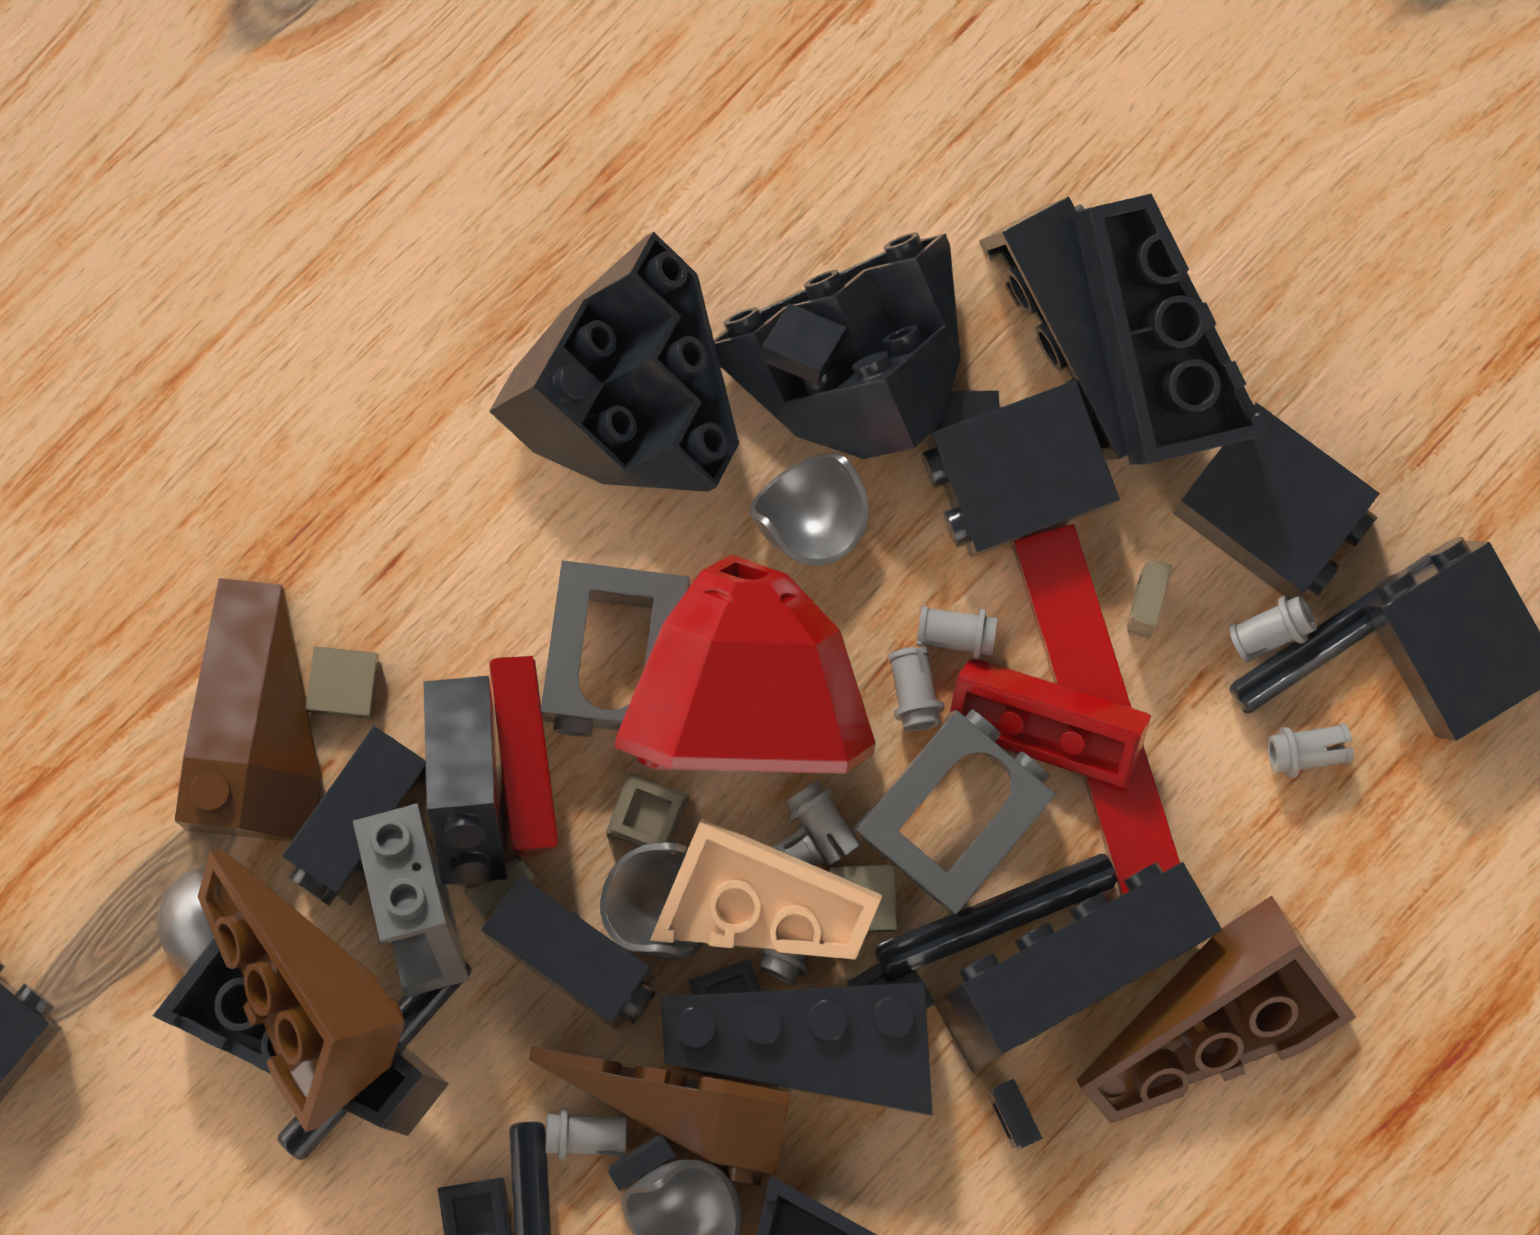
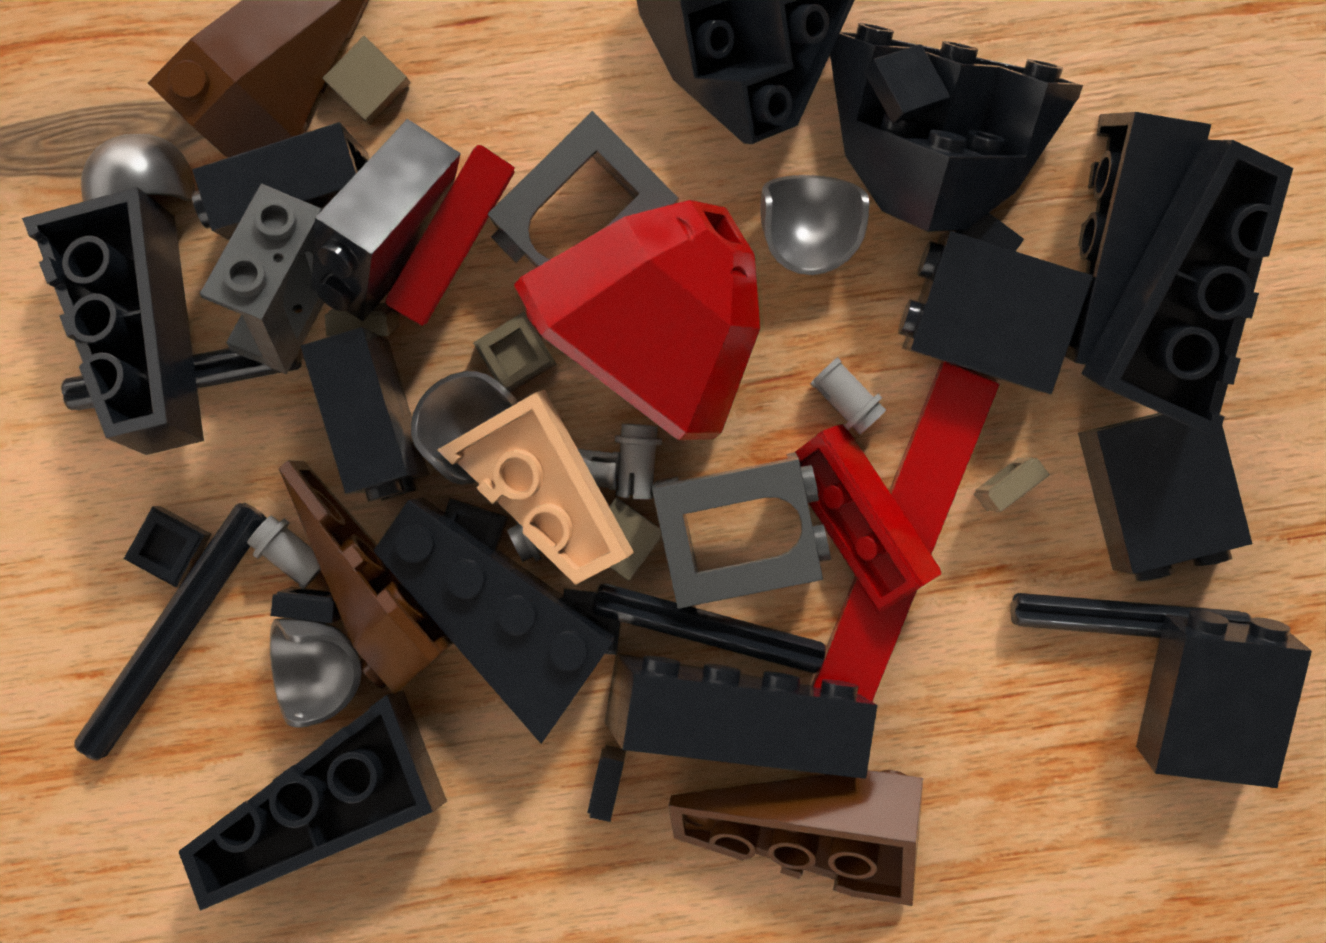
camera: 45 degrees right, 10 degrees up
(317, 1002) = (127, 319): reddish brown wedge -> none
(915, 689) = (782, 415): light grey pin -> none
(1273, 628) = (1085, 579): light grey pin -> none
(1307, 749) = (1025, 680): light grey pin -> none

